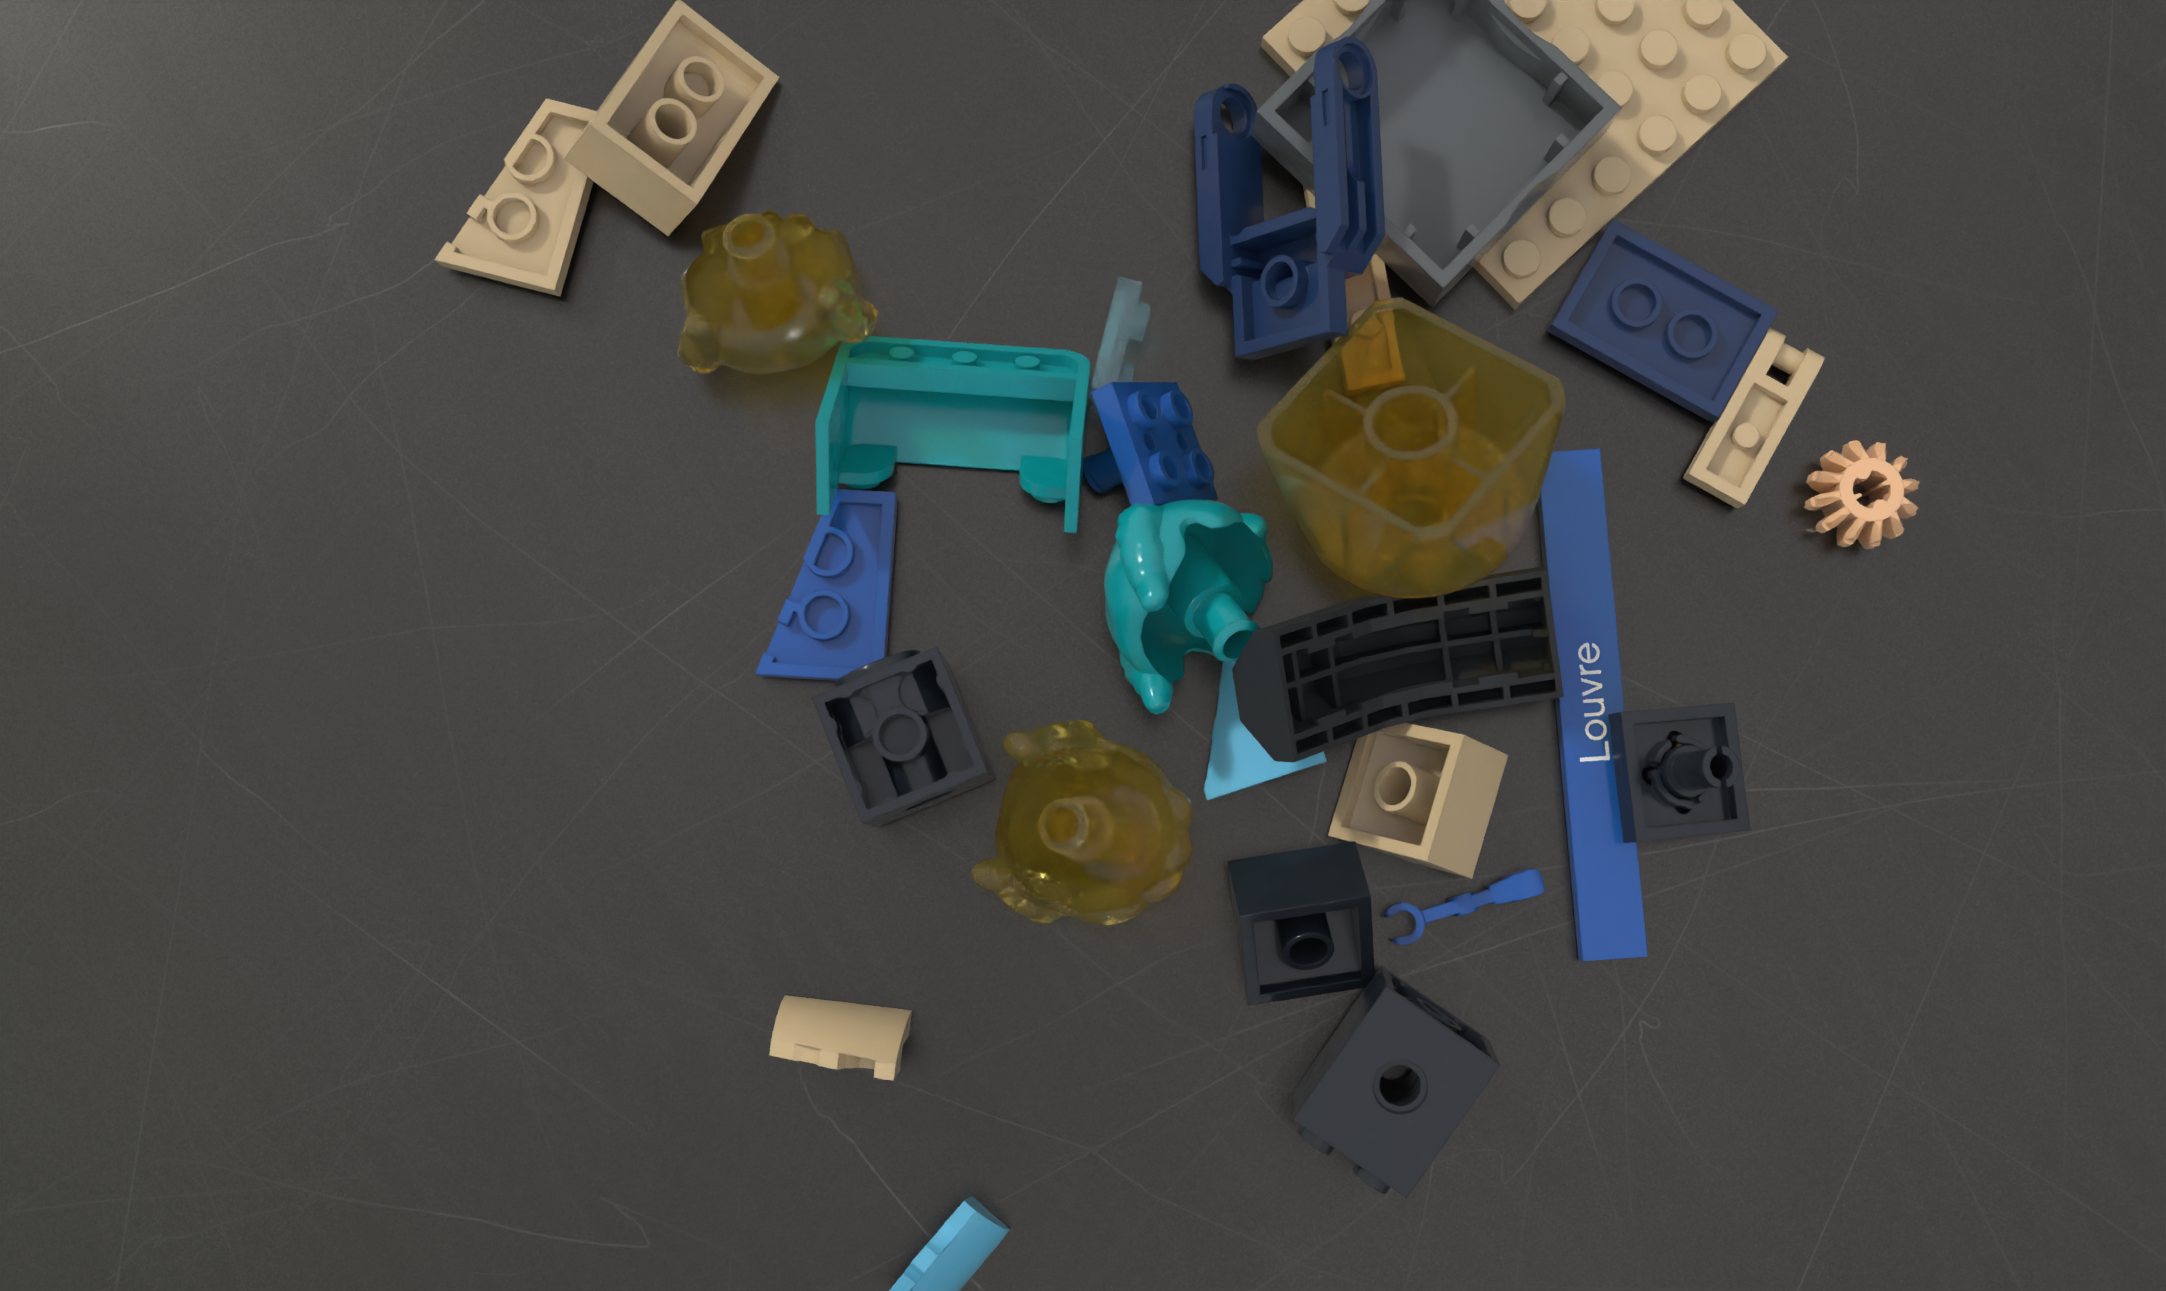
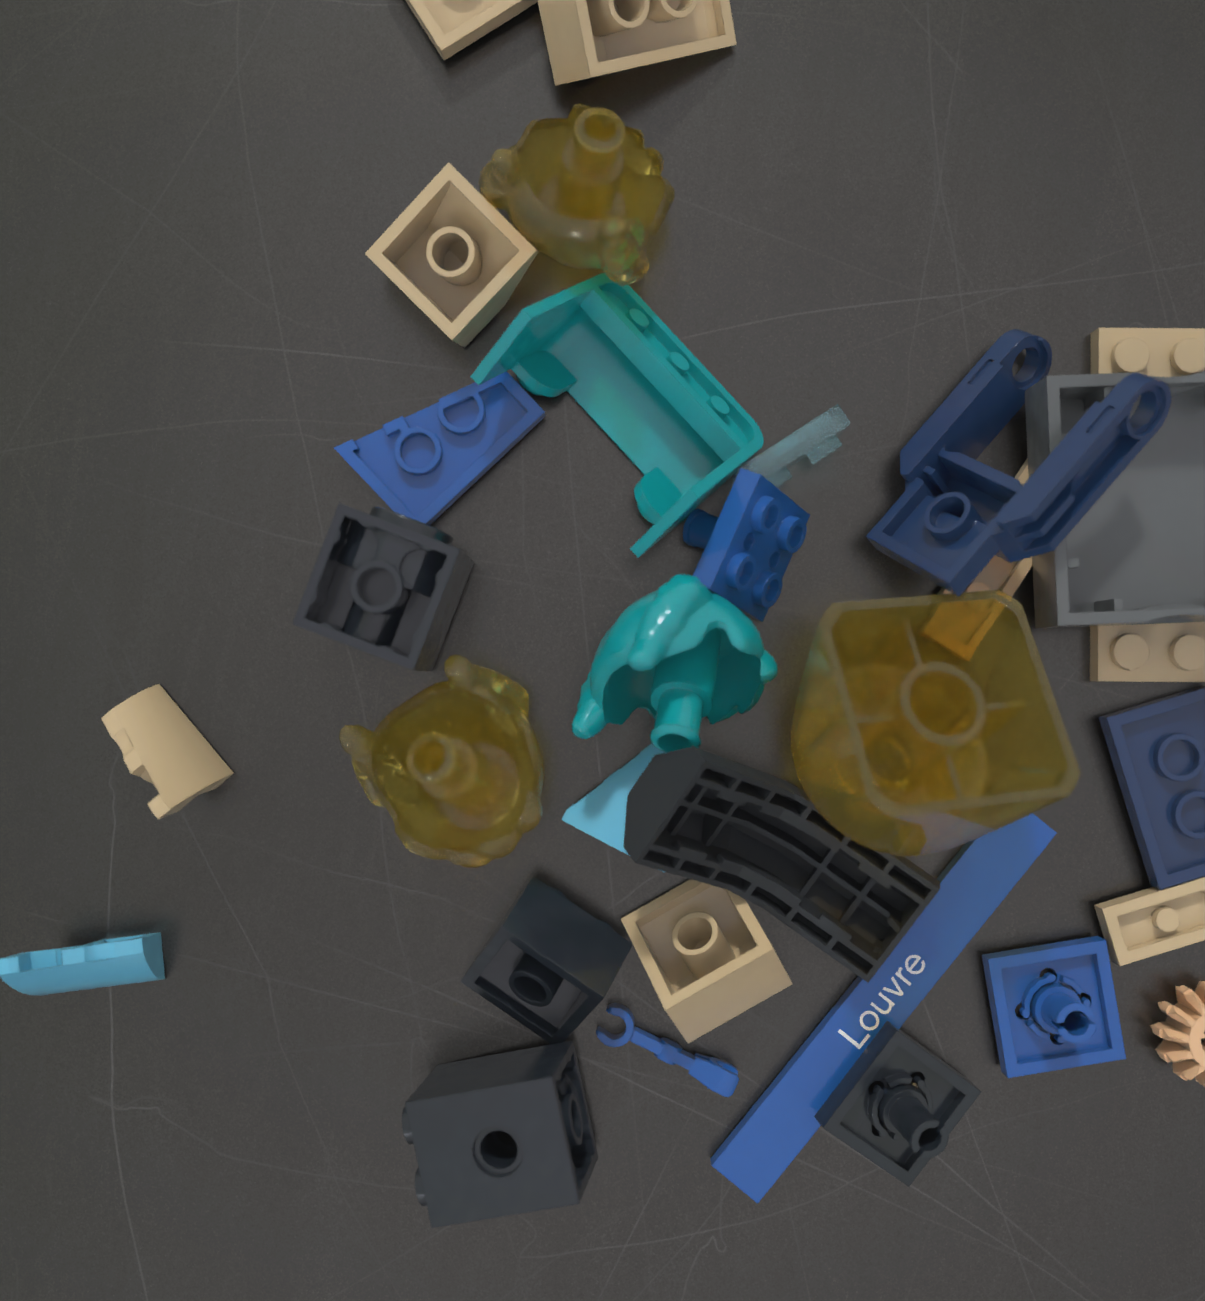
camera: 40 degrees right, 5 degrees up
(715, 435) = (454, 256): none -> tan slope
(1763, 574) = (1084, 1028): none -> blue plate

